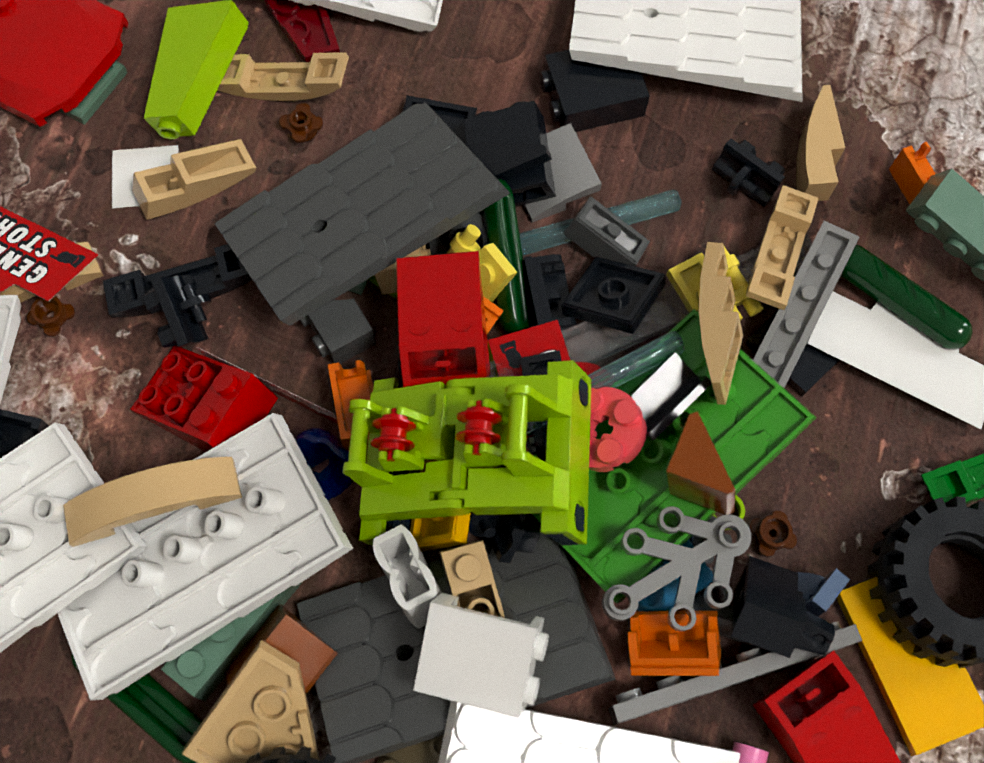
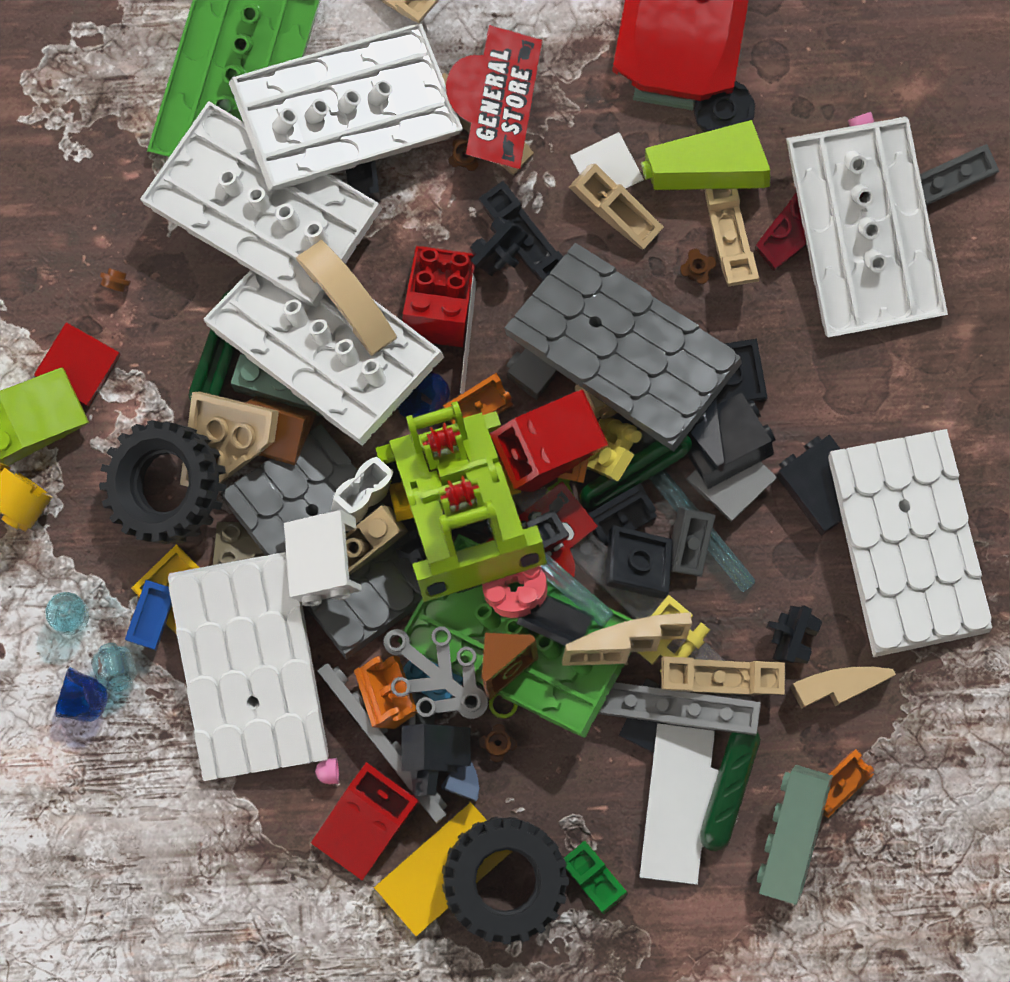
camera: 70 degrees right, 10 degrees up
(141, 40) = (725, 109): none -> black tile

